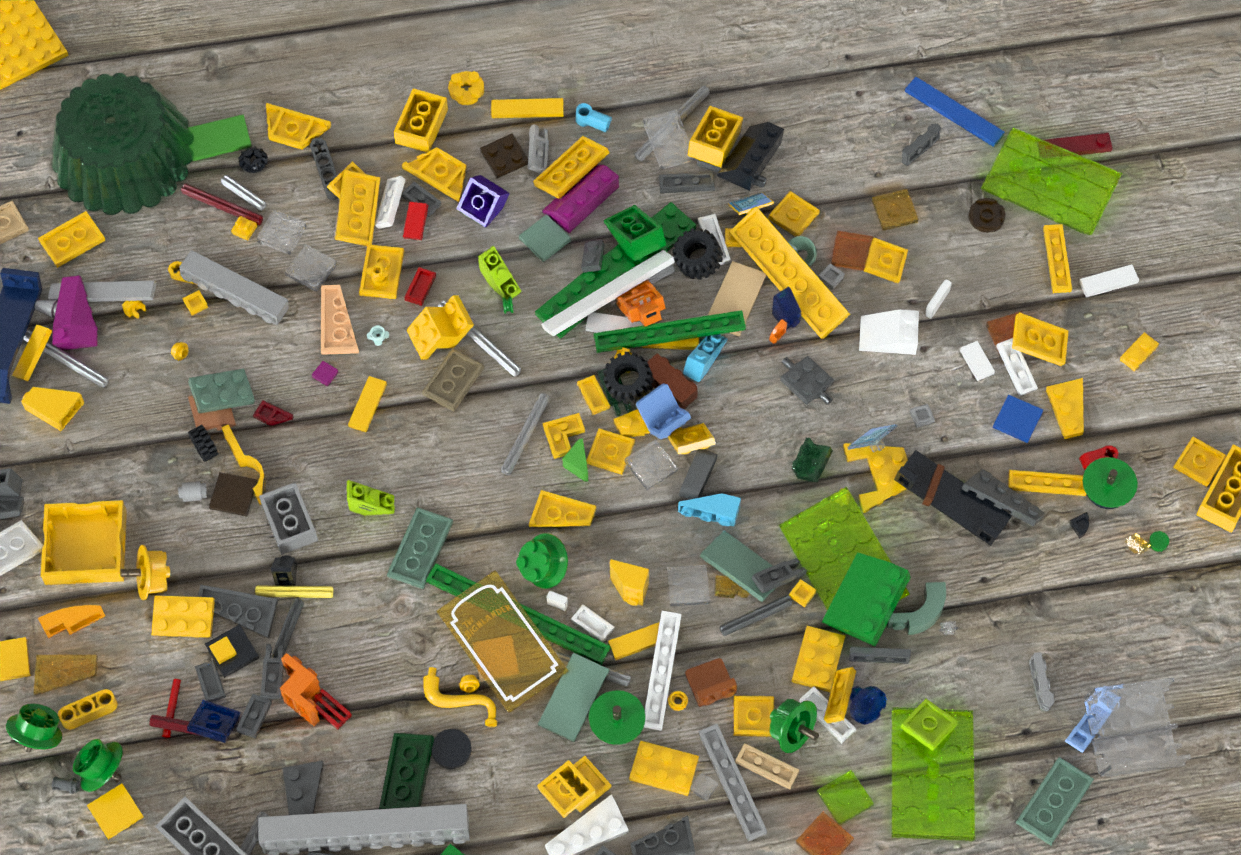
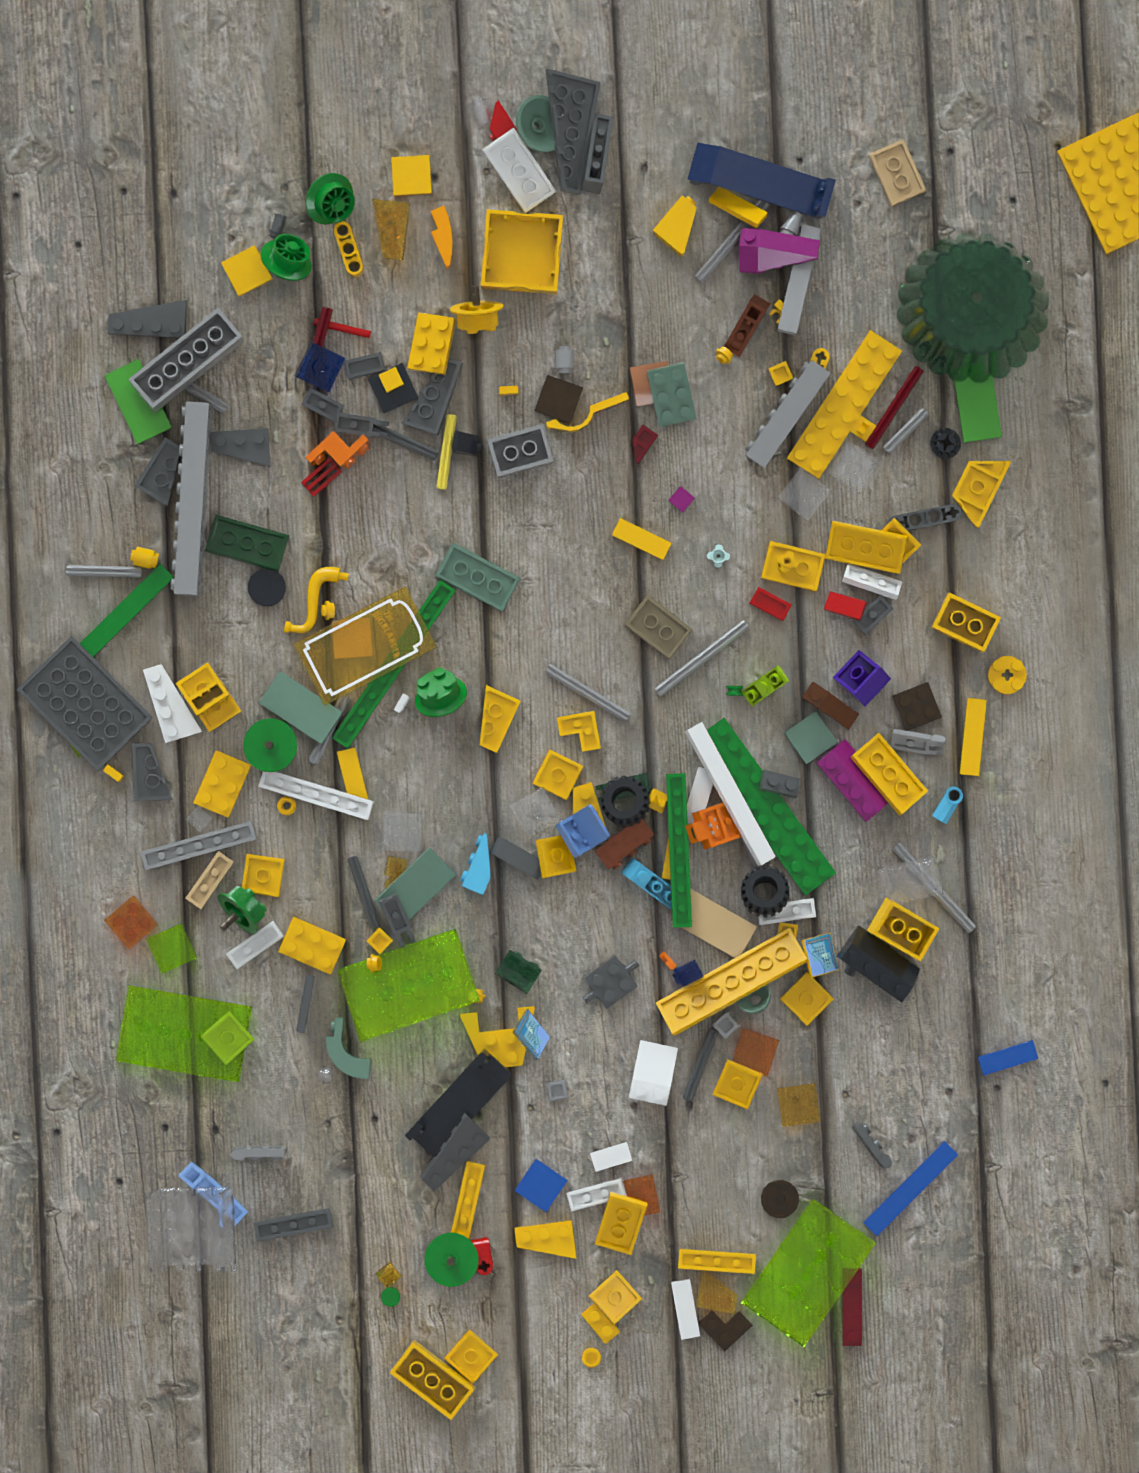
camera: 100 degrees right, 25 degrees up
(71, 239) = (870, 250): yellow plate -> none
(147, 333) = (747, 325): none -> copper slope
(203, 443) = (612, 373): black tyre -> none
(221, 246) = (844, 404): none -> yellow plate
(227, 538) = (508, 390): none -> yellow tile
(336, 328) = (735, 514): light nougat wing -> none
(368, 500) = (529, 533): lime slope -> none
(439, 171) = (904, 637): yellow wing -> none
(440, 327) = (713, 619): yellow bracket -> none
(510, 226) = (830, 705): none -> reddish brown slope
(576, 460) = (548, 740): bright green slope -> none
(592, 623) = (376, 734): white tile -> none
(593, 395) = (623, 765): yellow tile -> none
(630, 581) = (407, 775): yellow slope -> none
(636, 232) = (797, 830): green slope -> none
(686, 182) = (859, 893): dark grey tile -> none
(710, 682) = (299, 839): dark orange bracket -> none
(819, 49) = (1007, 1057): none -> blue tile
(827, 591) = (374, 963): none -> yellow plate
(840, 695) = (268, 958): yellow tile -> none
(866, 704) = (254, 982): clear blue tile -> none
(867, 598) = (358, 999): green slope -> none
(873, 294) = (700, 1064): none -> dark grey axle
(935, 480) = (468, 1085): reddish brown tile -> none
(938, 298) = (684, 1129): white tile -> none
(1054, 801) = (143, 1142): sand green tile -> none
(1080, 524) = (418, 1224): black tile -> none
(1090, 256) = (715, 1295): none -> clear yellow wing
(1107, 640) = (293, 1224): none -> dark grey plate
(1112, 340) = (615, 1297): none -> yellow tile
(1123, 245) = (725, 1333): none -> dark brown plate
(1174, 355) = (591, 1357): none -> yellow tile

